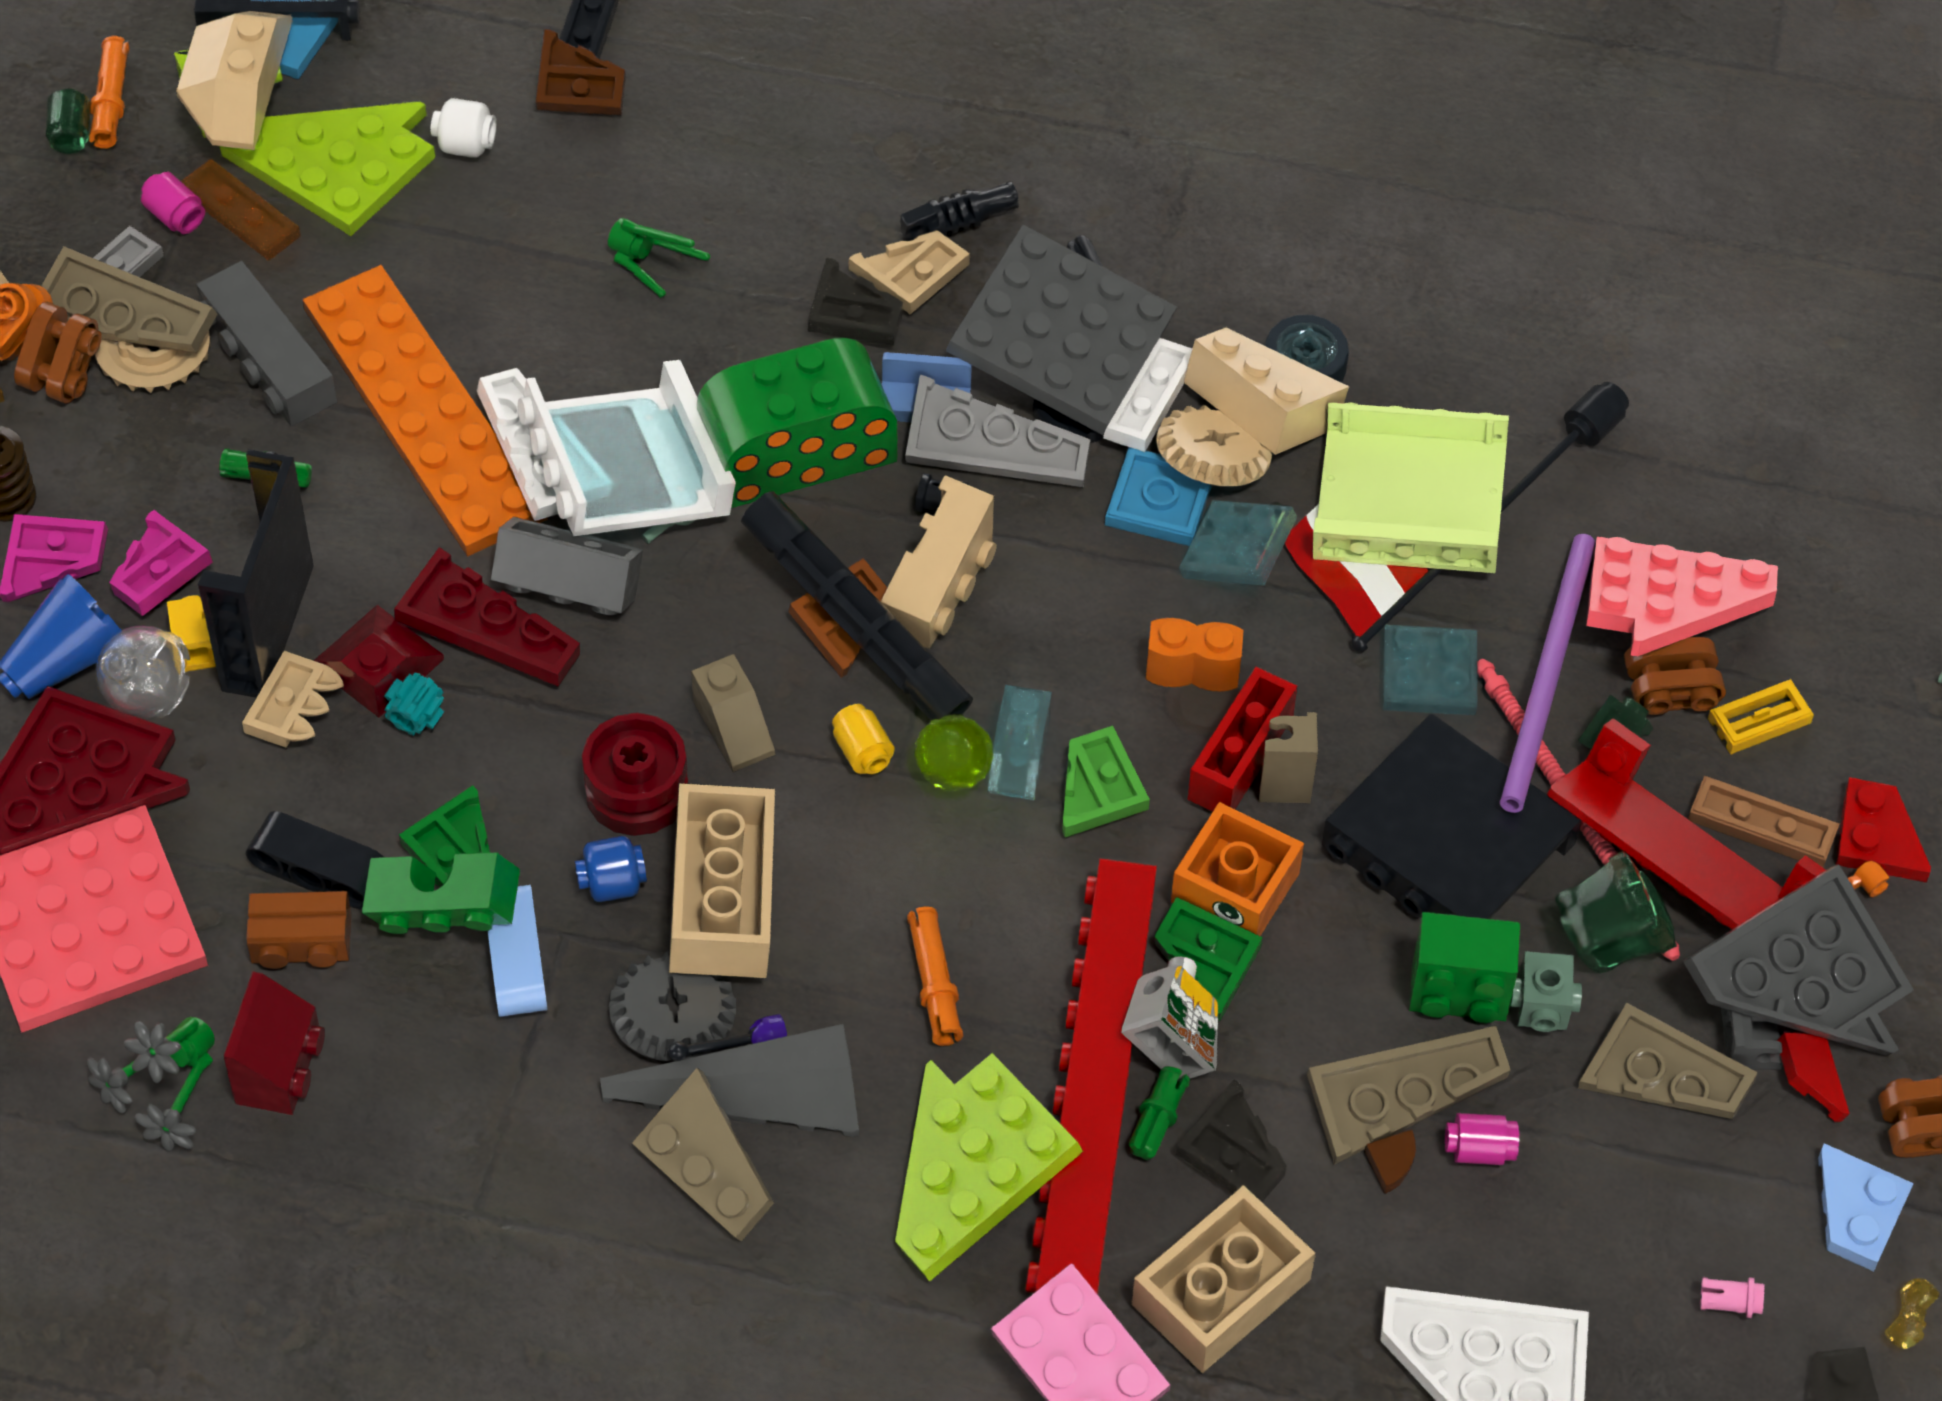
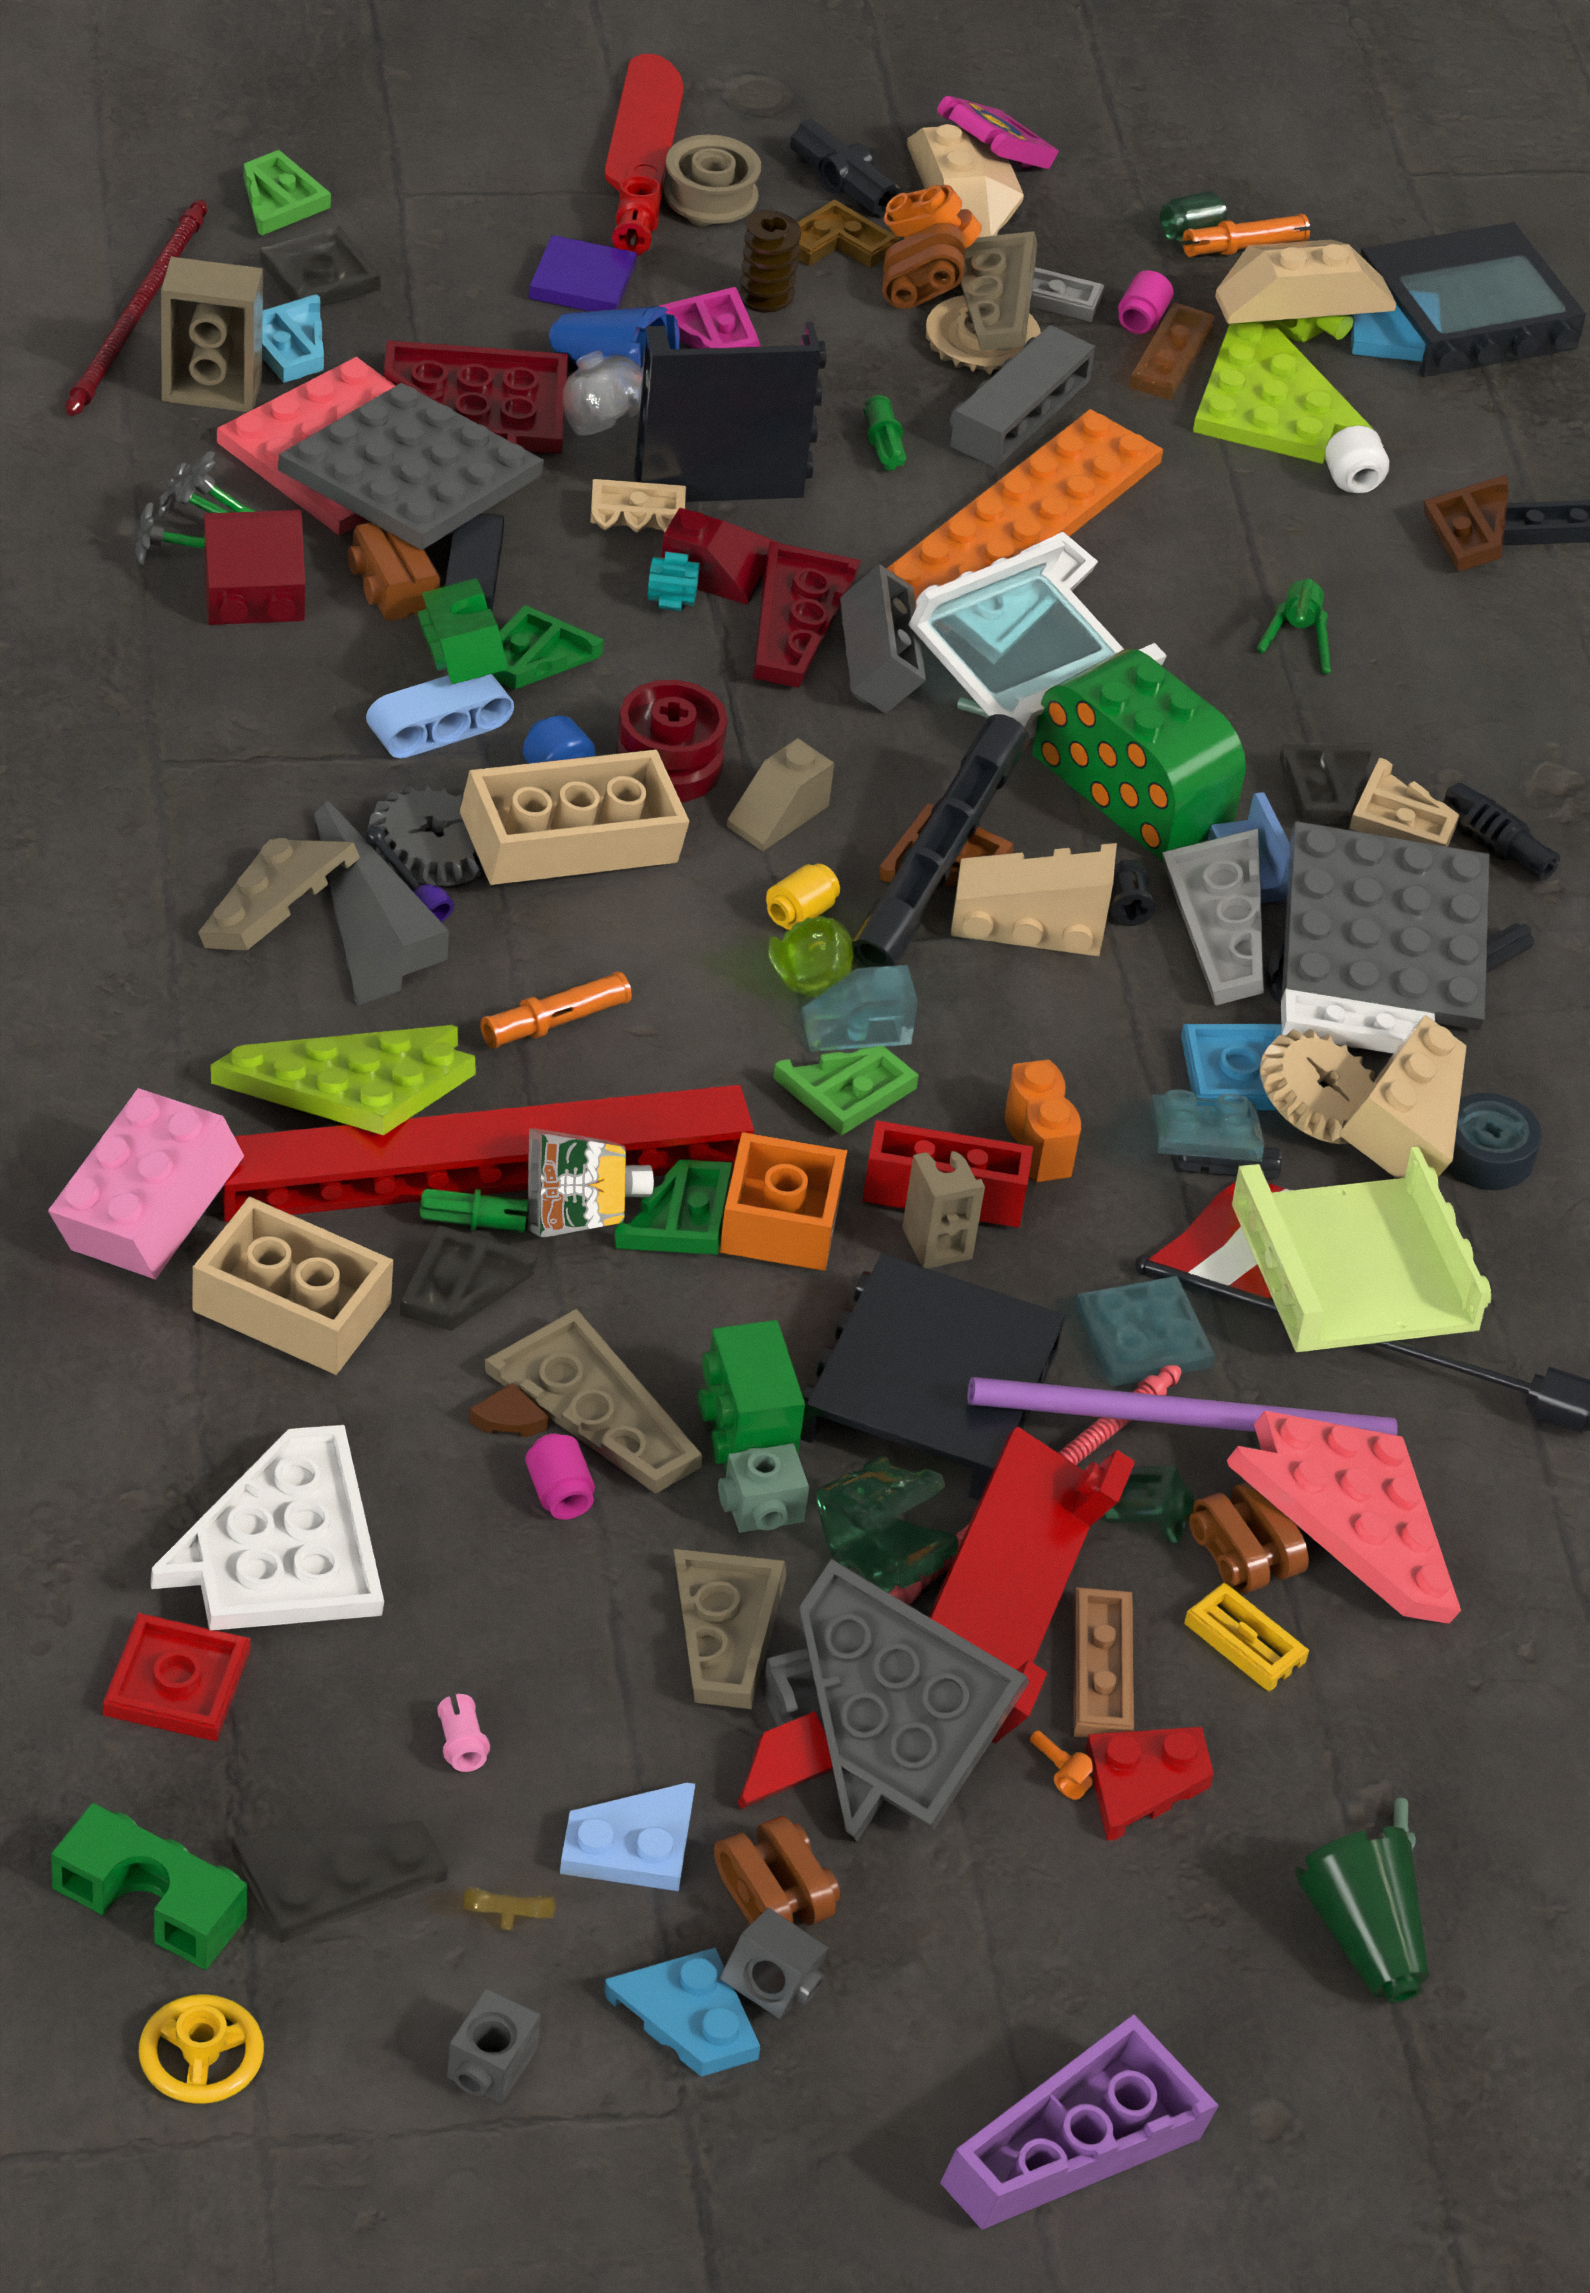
camera: 65 degrees right, 10 degrees down
(177, 866) = (410, 465): none -> dark grey plate

